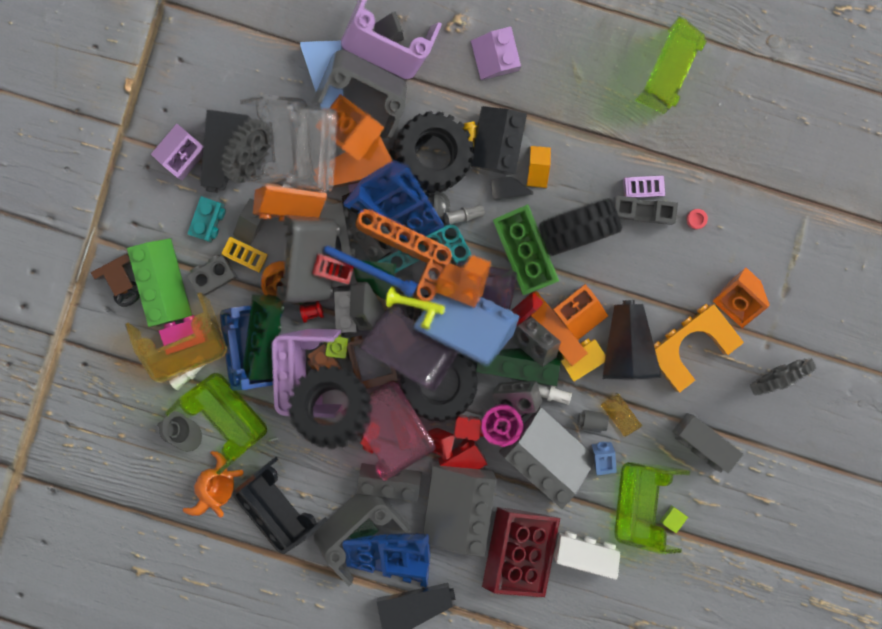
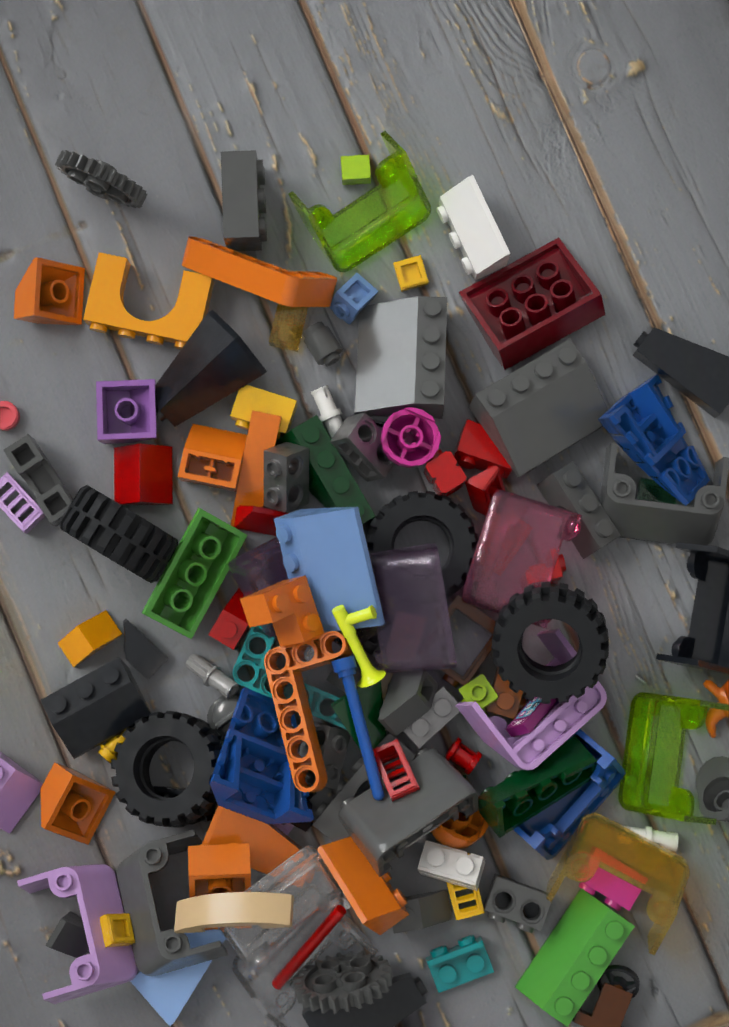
camera: 130 degrees left, 5 degrees down
(259, 257) = (451, 865): none -> white brick
(280, 148) = (309, 946): none -> red bar
(301, 362) = (529, 717): none -> magenta tile
(330, 123) = (234, 909): none -> tan slope
(372, 55) = (117, 930): none -> yellow tile
(458, 86) = (73, 803): none -> orange slope
(483, 248) = (231, 623): none -> red slope
(592, 501) = (410, 273): none -> yellow tile
(602, 267) = (143, 474): none -> red slope
(644, 286) = (126, 411): none -> medium lavender slope
(657, 417) = (258, 276): none -> orange beam

